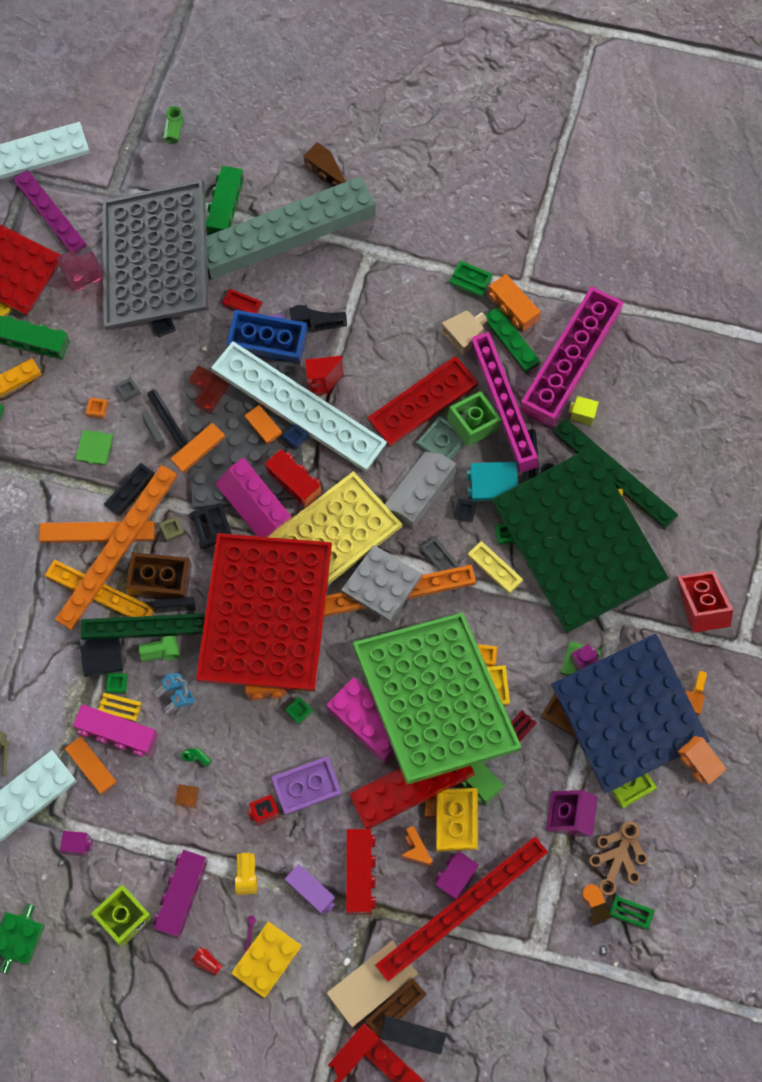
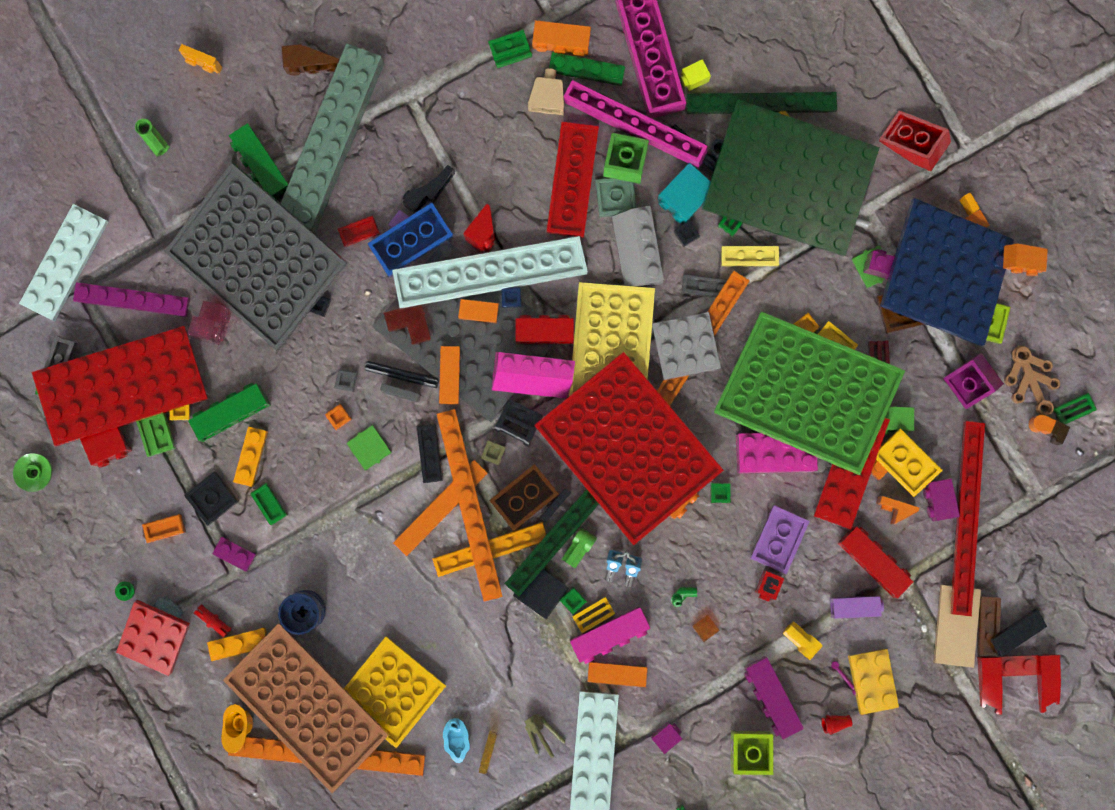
camera: 45 degrees left, 15 degrees up
(255, 103) = (195, 57): none -> light orange plate

